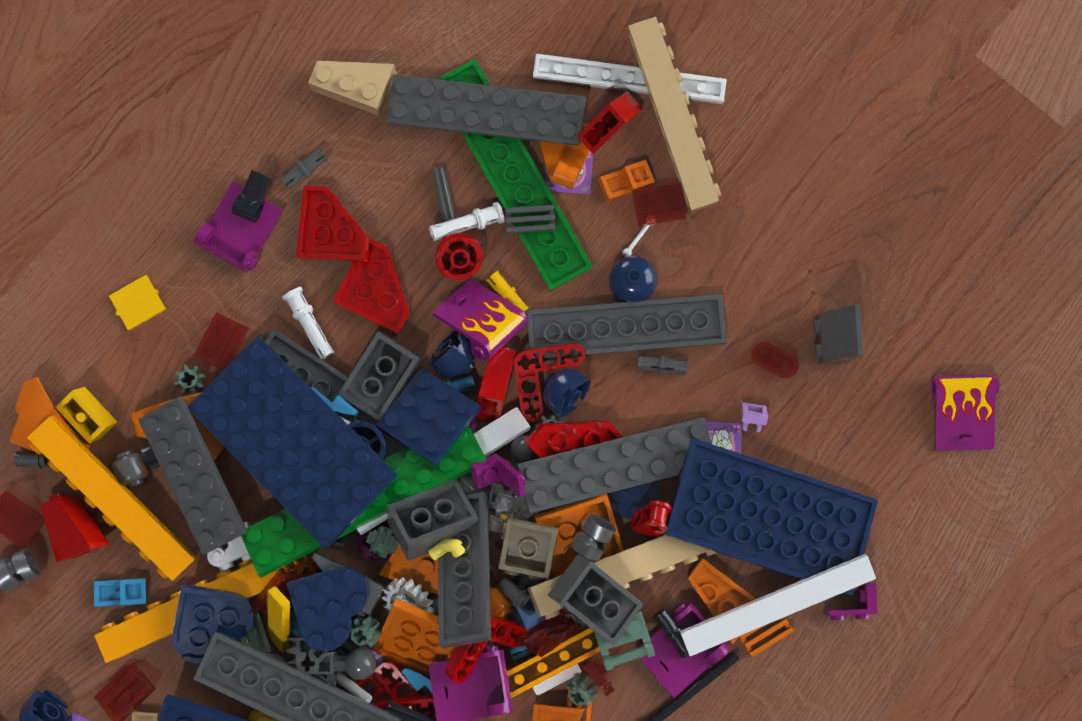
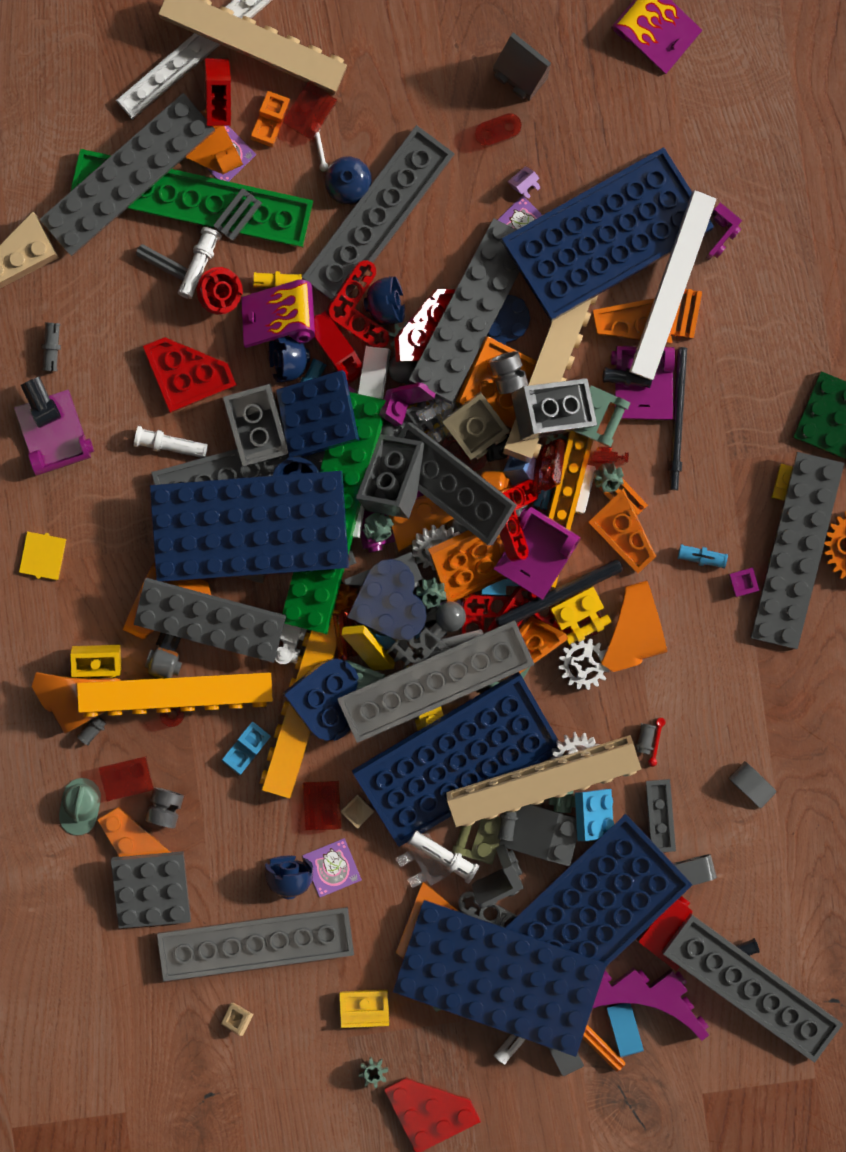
camera: 45 degrees left, 5 degrees up
(70, 527) = (169, 741): red slope -> none
(184, 376) = (129, 568): sand green gear -> none
(221, 341) = (127, 519): clear red plate -> none
(329, 229) = (113, 367): red plate -> none
(339, 405) = (253, 470): dark azure slope -> none
(445, 546) = (422, 481): light yellow arm -> none
(513, 592) = (497, 465): dark grey pin -> none
(651, 519) = (532, 320): red piece -> none
(662, 364) = (428, 214): dark grey pin -> none

